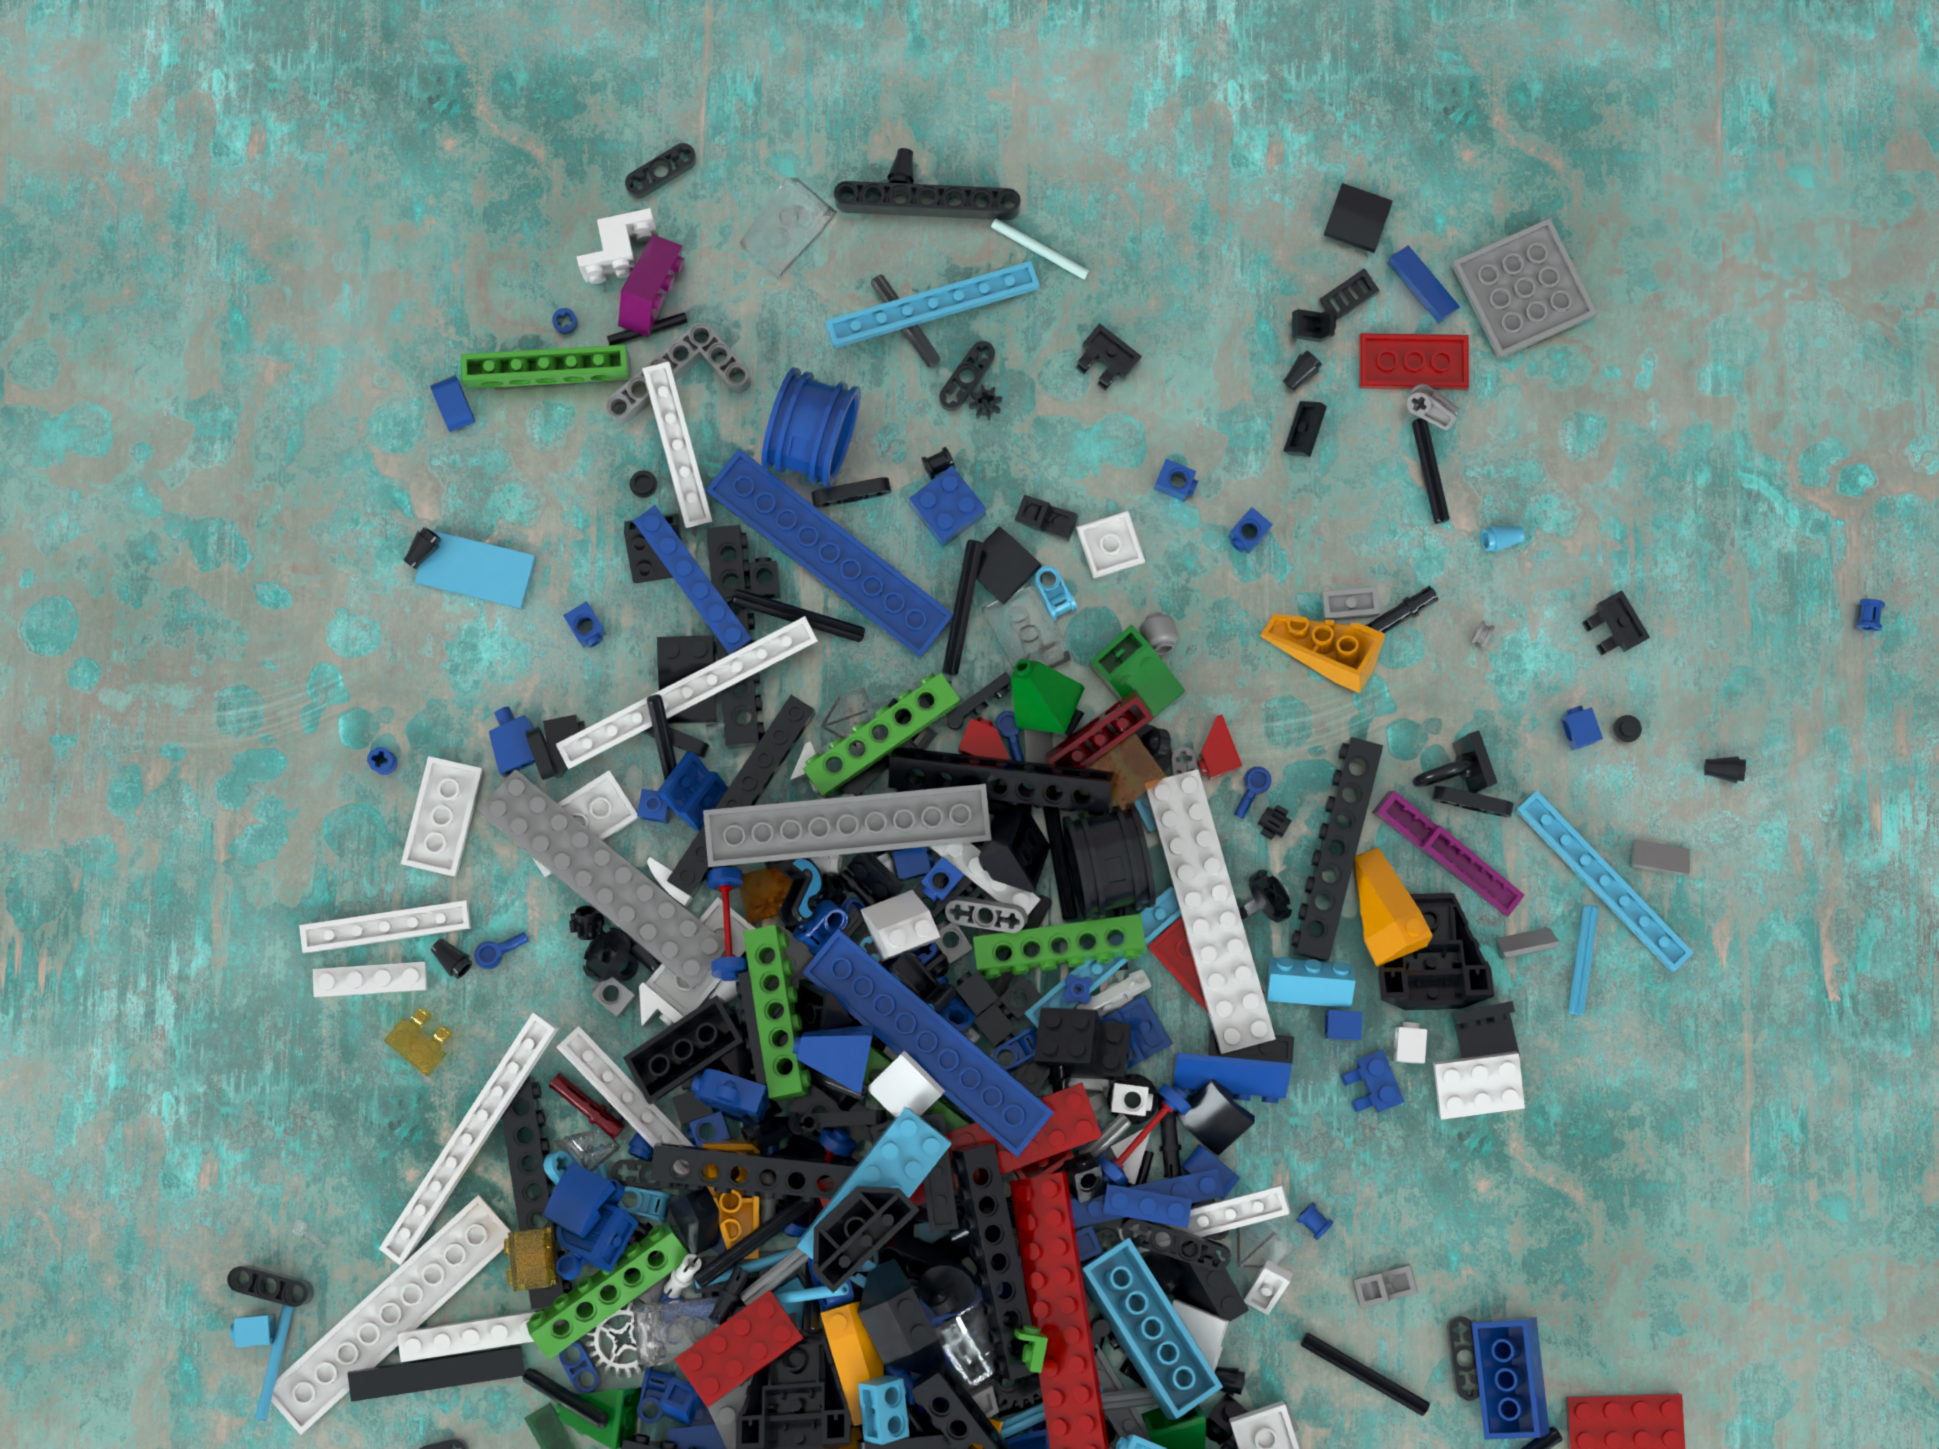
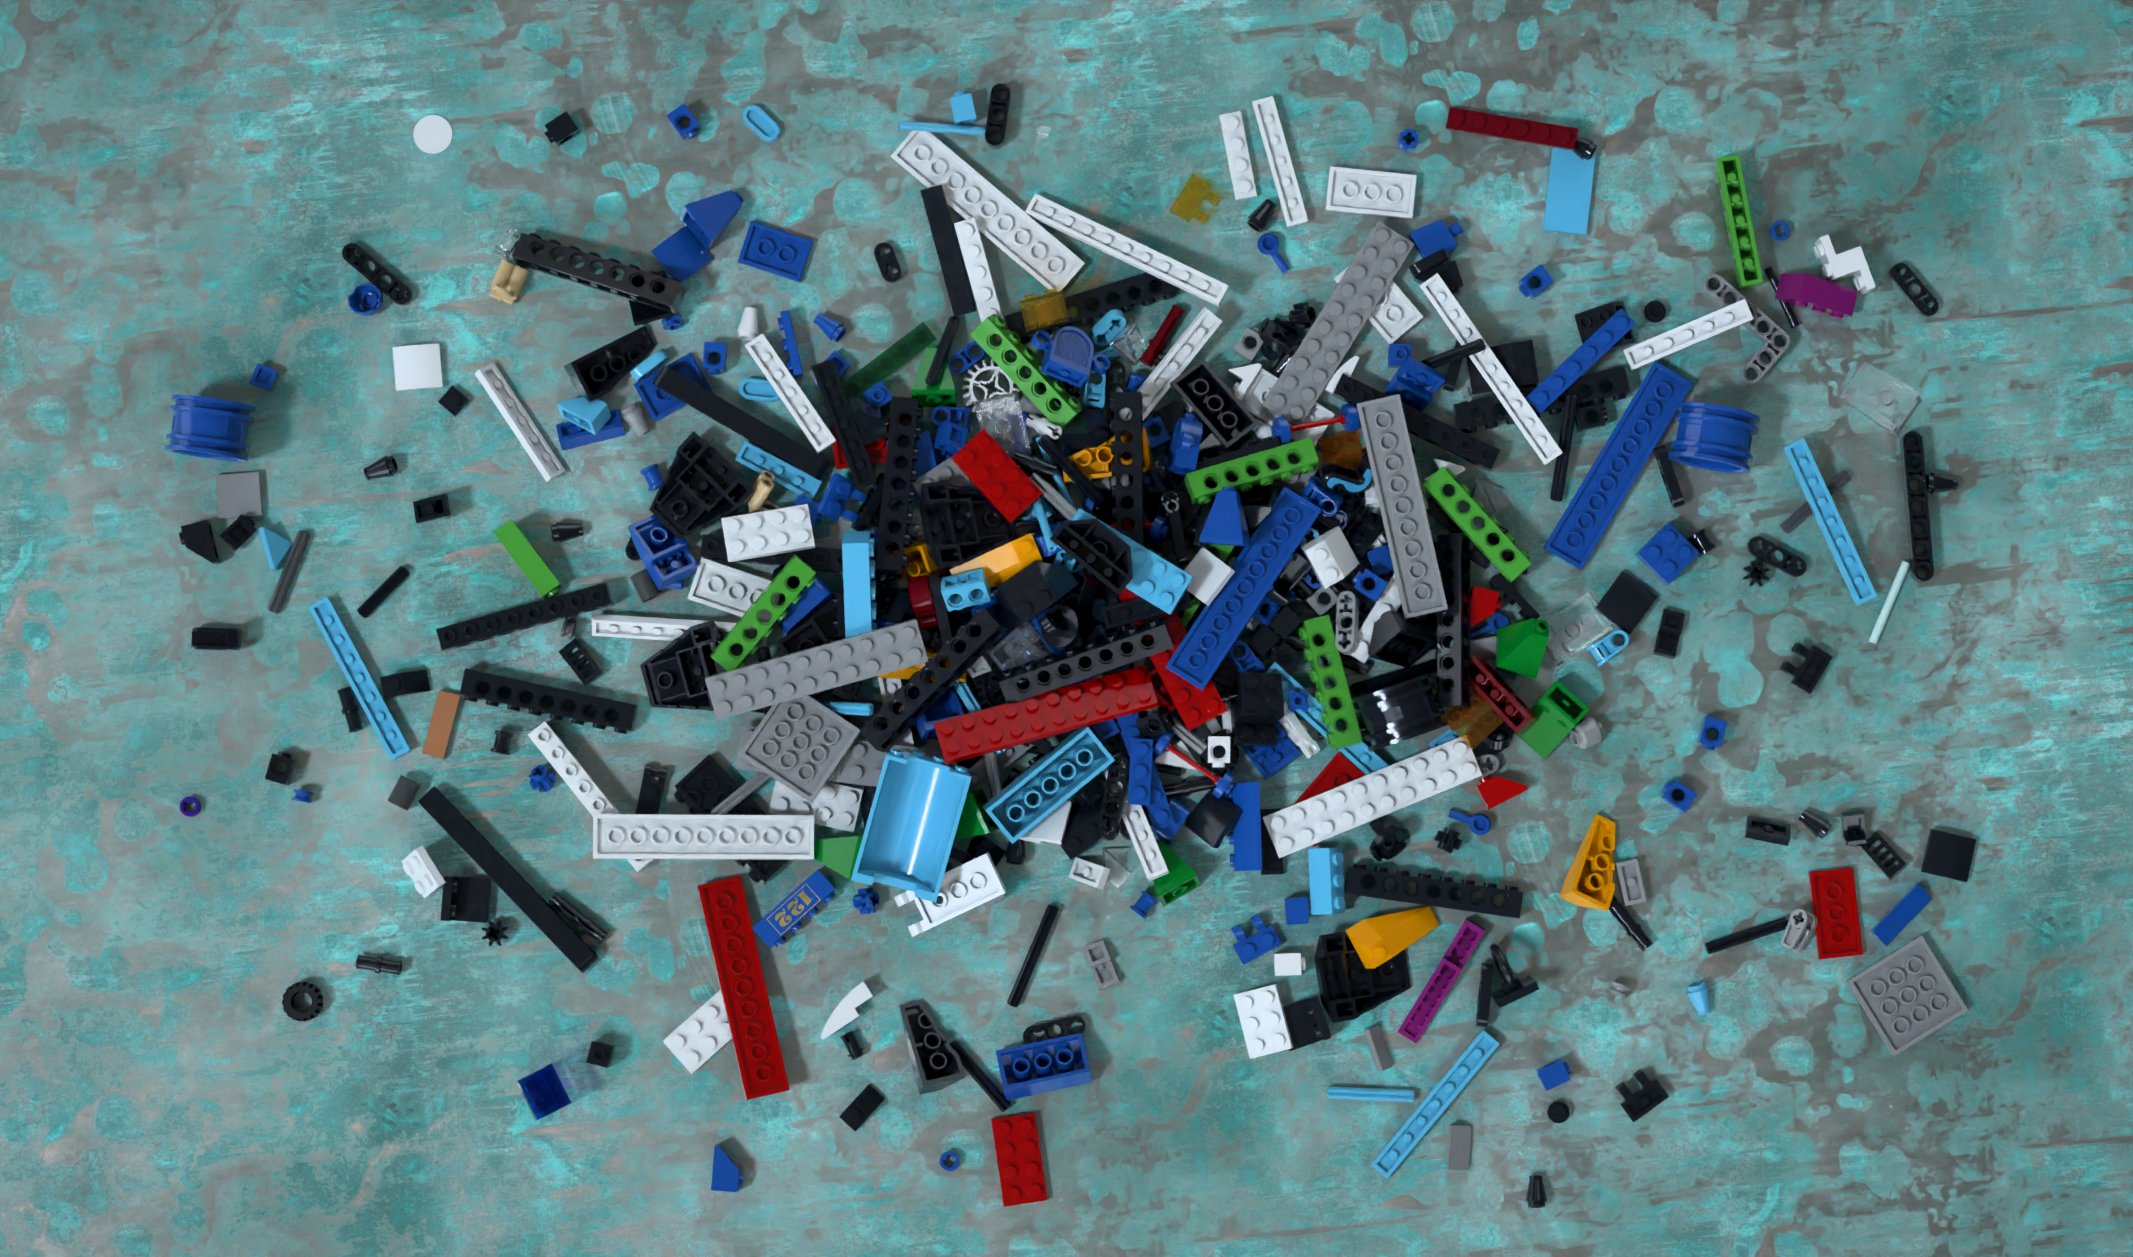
camera: 85 degrees right, 5 degrees up
(387, 629) = (1512, 129): none -> dark red plate
(452, 403) = (1699, 152): blue beam -> none
(577, 1200) = (1091, 339): blue slope -> none
(962, 607) = (1587, 575): black axle -> none
(1033, 1352) = (1021, 696): bright green bracket -> none
(1110, 545) = (1653, 687): white tile -> none
(1284, 1169) = (1180, 879): none -> green slope

